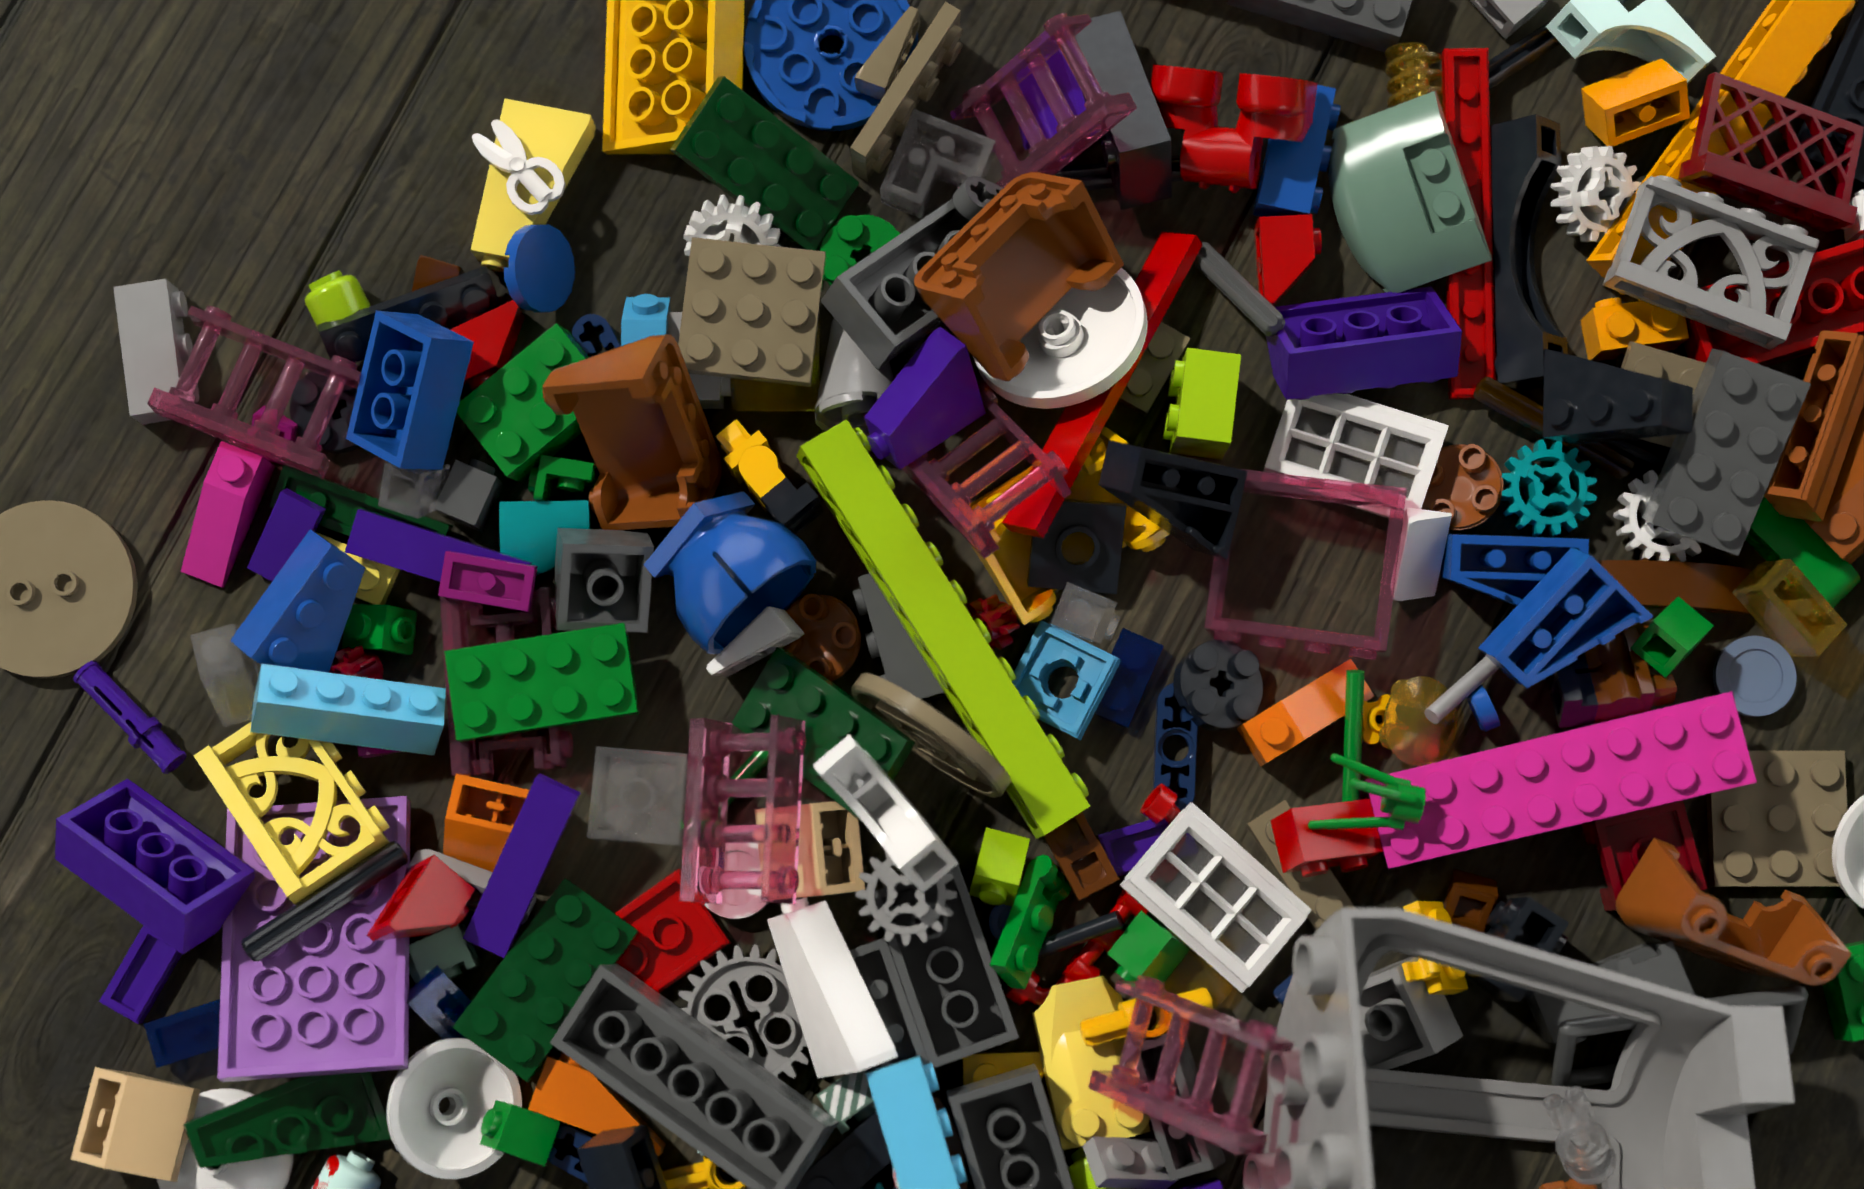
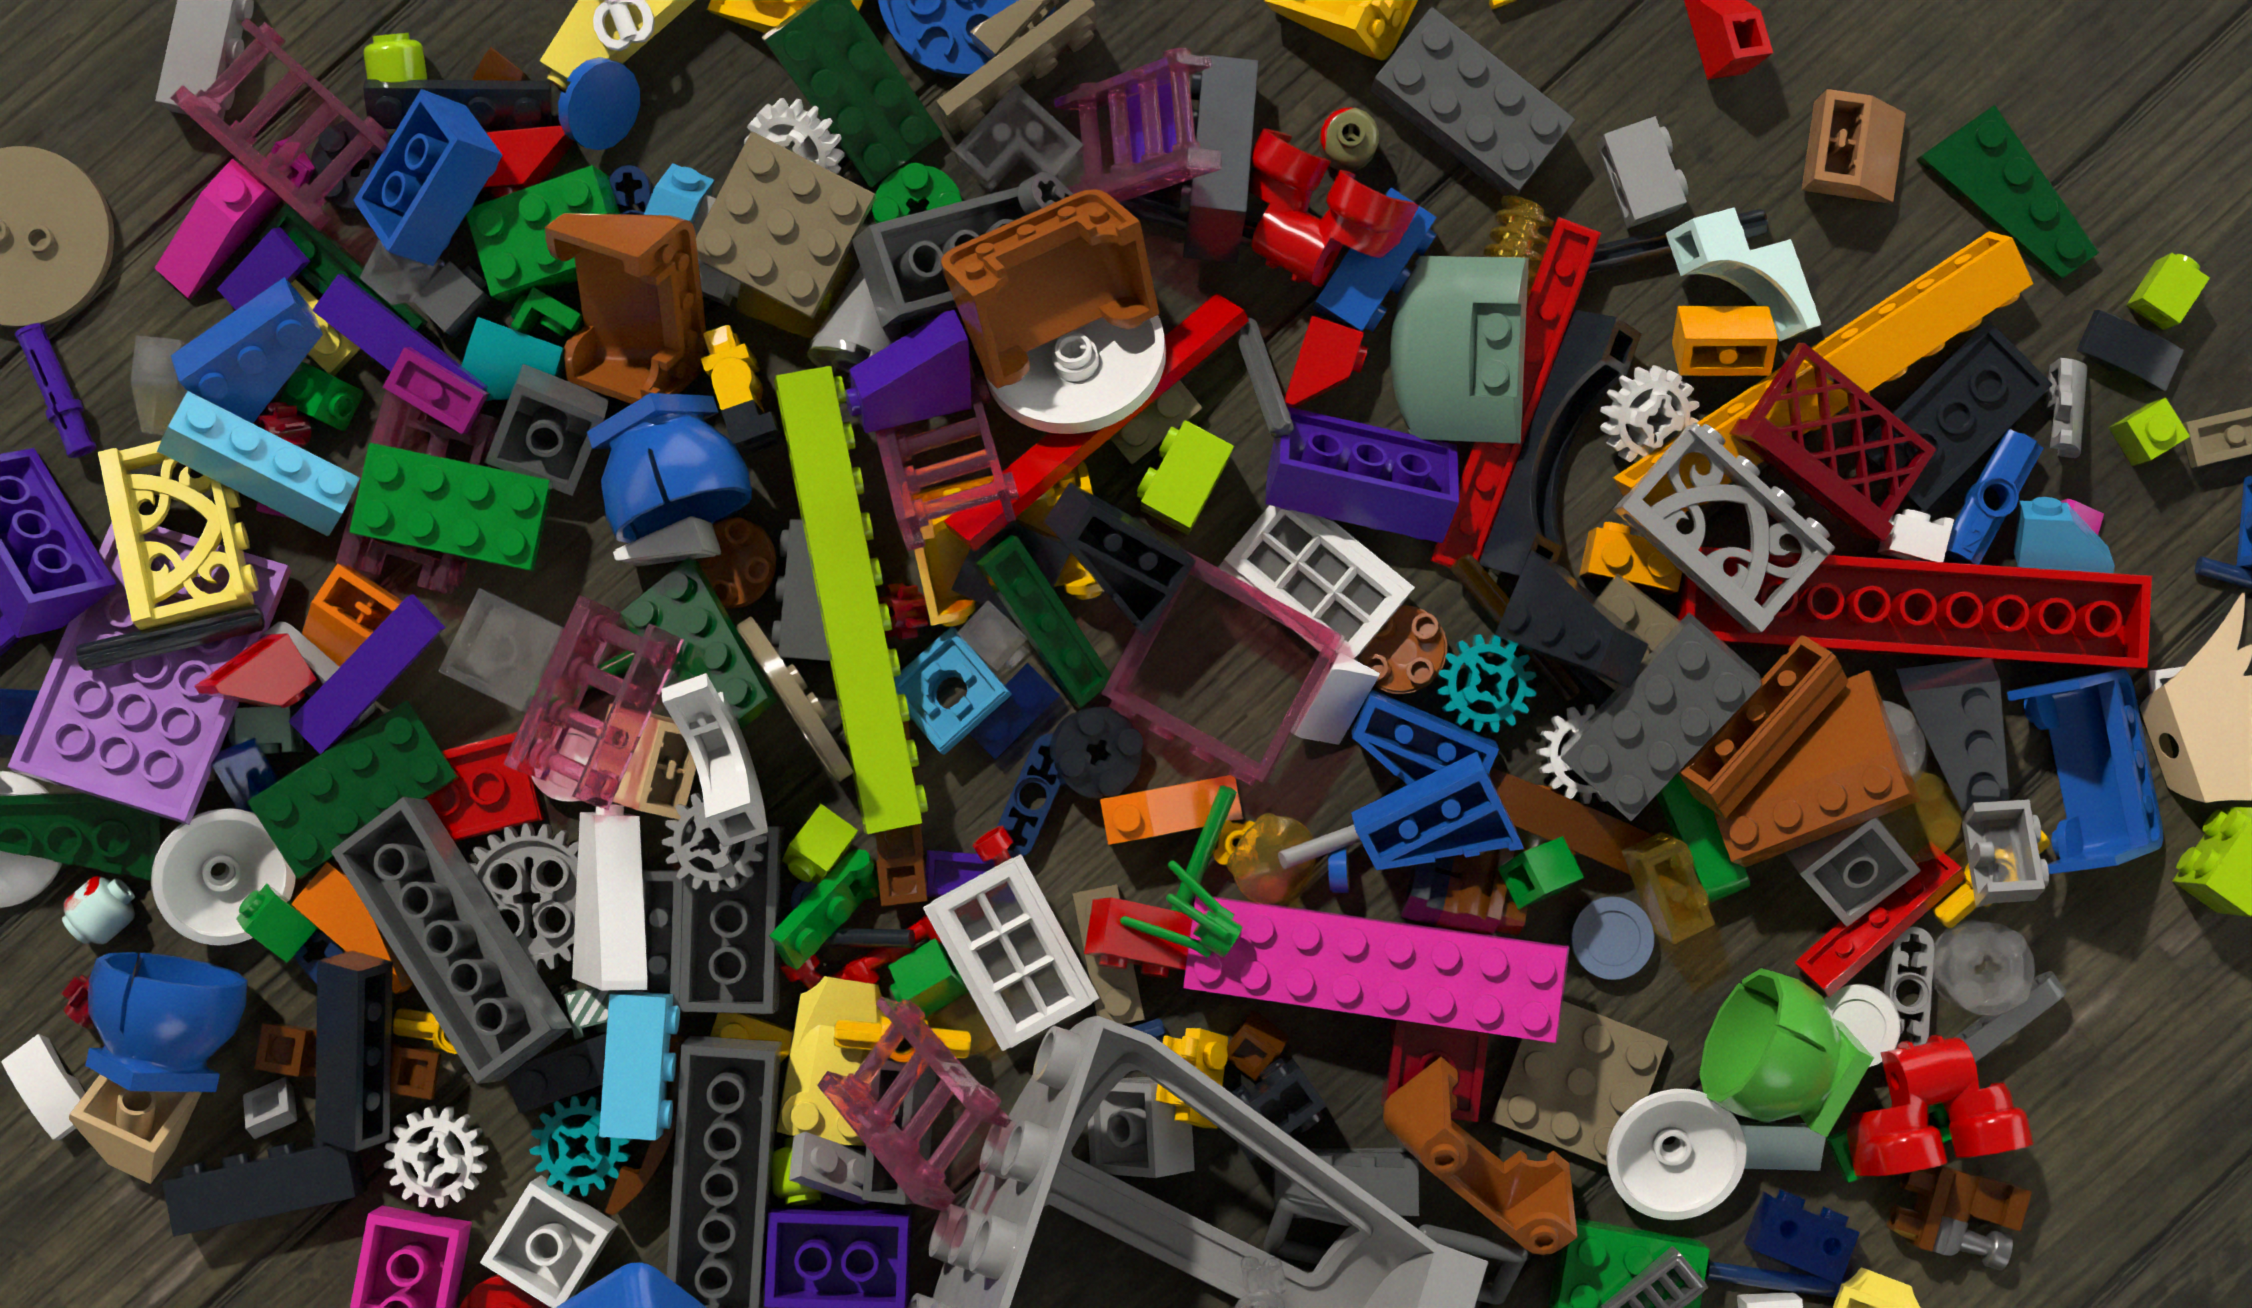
camera: 20 degrees right, 5 degrees up
(1127, 580) = (1044, 620): none -> dark green plate
(1228, 48) = (1359, 128): none -> olive head

